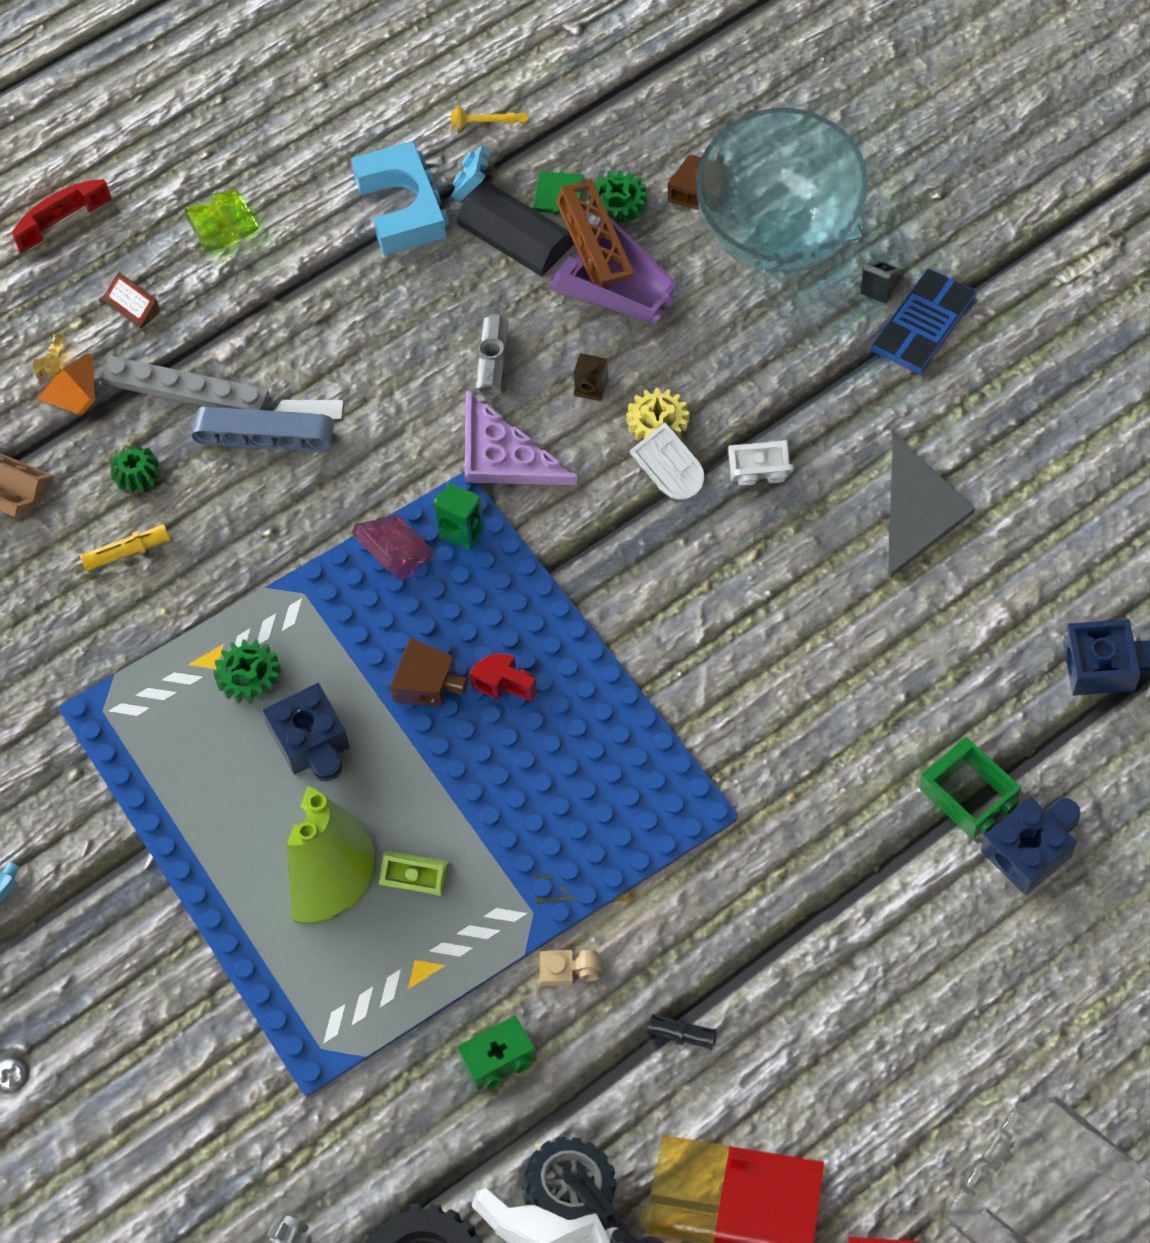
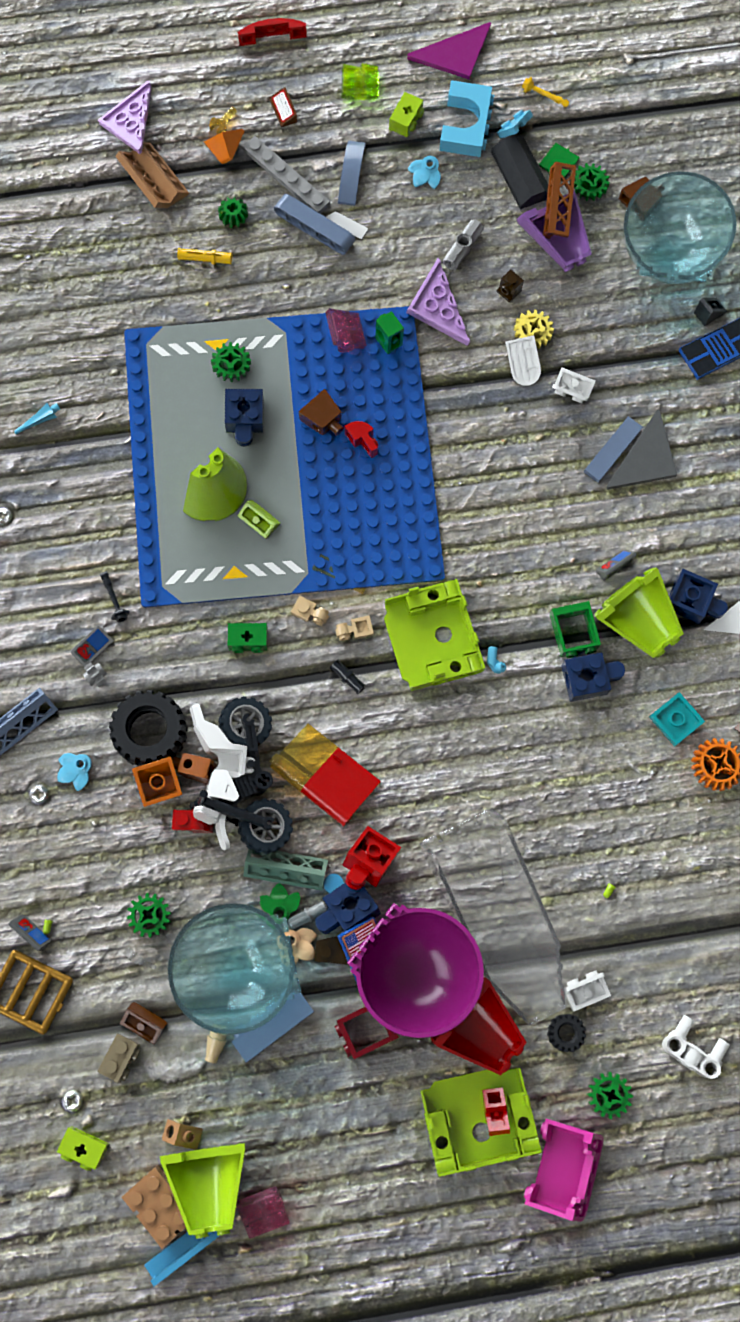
camera: 20 degrees right, 15 degrees up
(260, 1198) = (91, 646): none -> slope
(277, 340) = (351, 173): none -> sand blue slope
(278, 1124) = (120, 614): none -> black piece
(312, 230) = (406, 114): none -> lime brick
(333, 127) = (455, 54): none -> magenta tile
(382, 292) = (424, 173): none -> medium azure plate
(656, 949) = (360, 627): none -> tan plate
(732, 906) = (412, 629): none -> lime piece
(865, 520) = (613, 449): none -> sand blue tile
(889, 900) = (493, 663): none -> medium azure arm
(968, 669) = (616, 564): none -> dark grey slope
(1052, 713) = (643, 614): none -> lime cone

